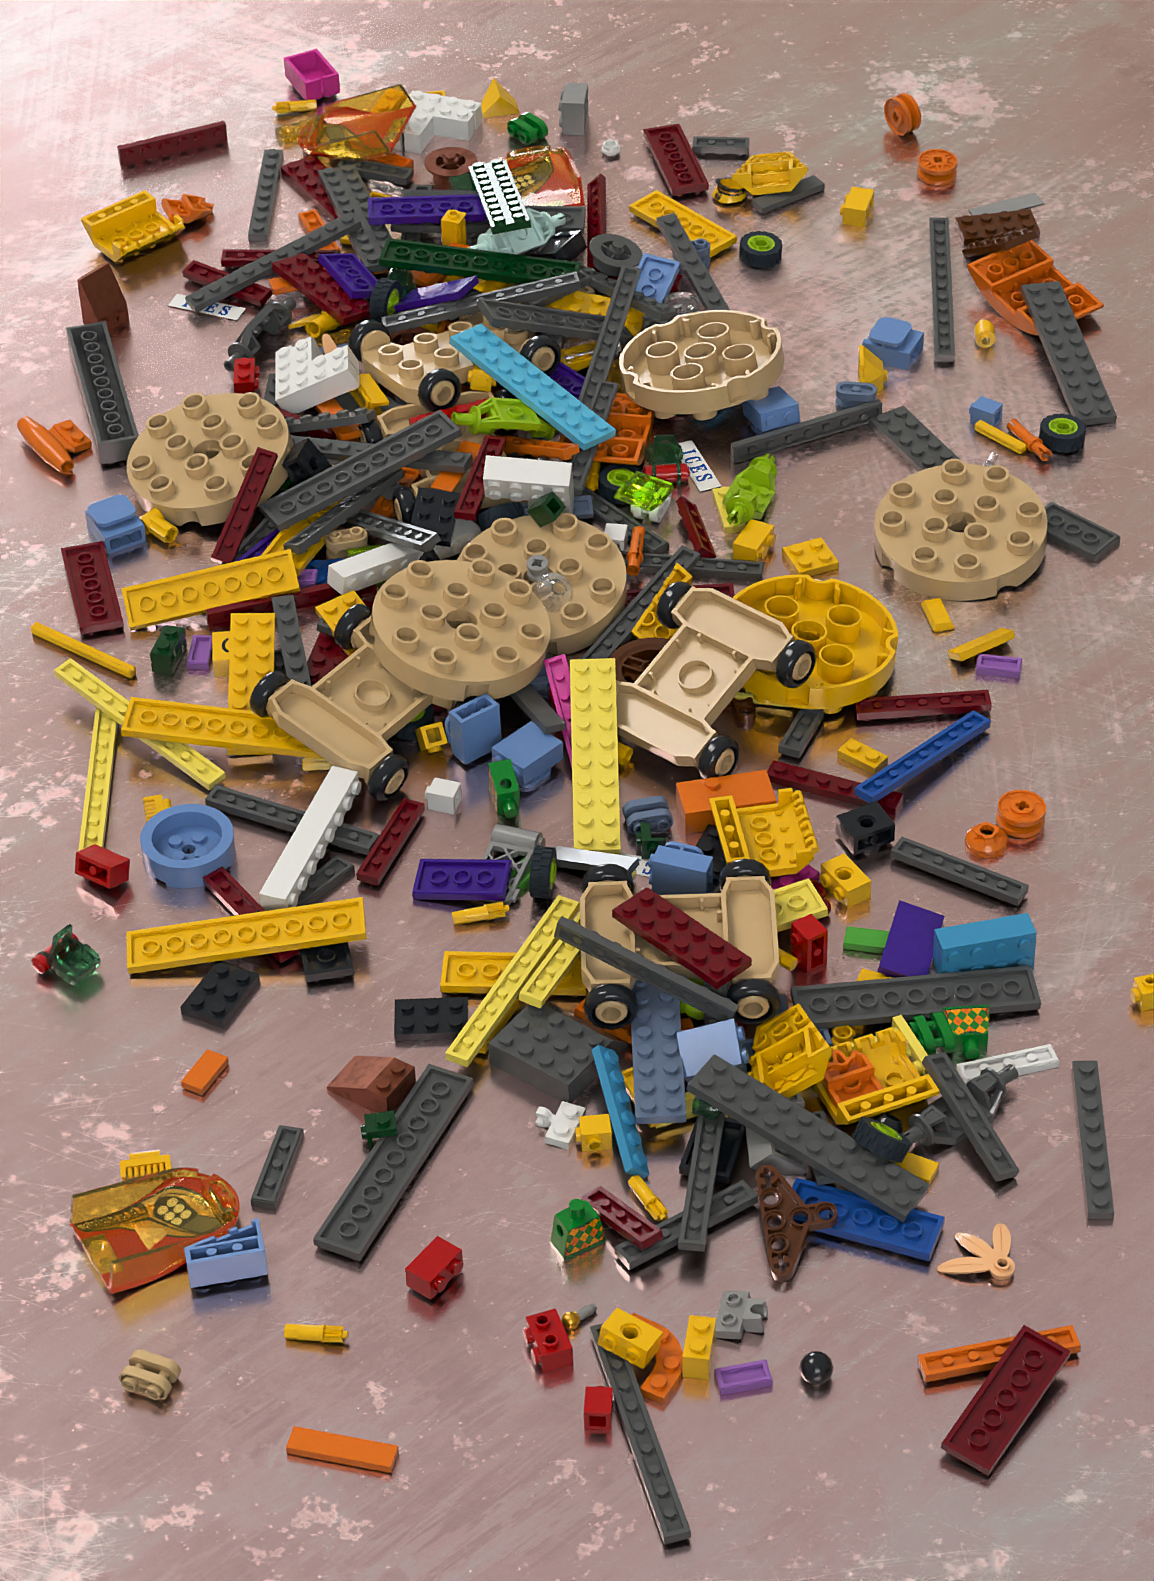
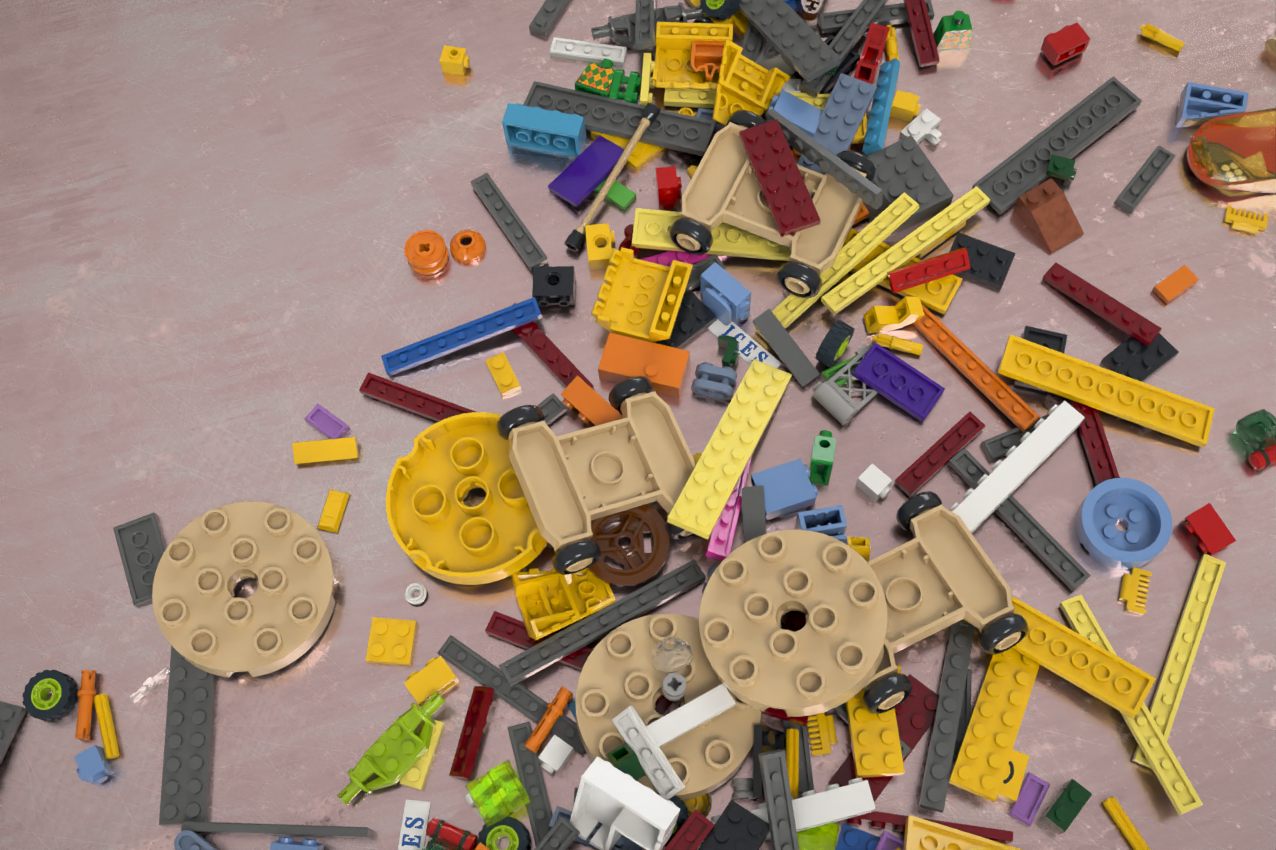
camera: 150 degrees left, 25 degrees up
(280, 1016) = (1102, 304): none -> dark red plate
(398, 920) = (976, 371): none -> orange tile
(473, 972) = (928, 270): none -> red plate
(500, 930) = (889, 318): none -> yellow brick
(521, 550) = (691, 715): none -> white tile
(532, 520) = (648, 752): none -> white tile
(663, 1162) = (872, 53): none -> red arch
(760, 748) = (589, 403): none -> orange brick
(875, 991) = (577, 236): none -> tan hose

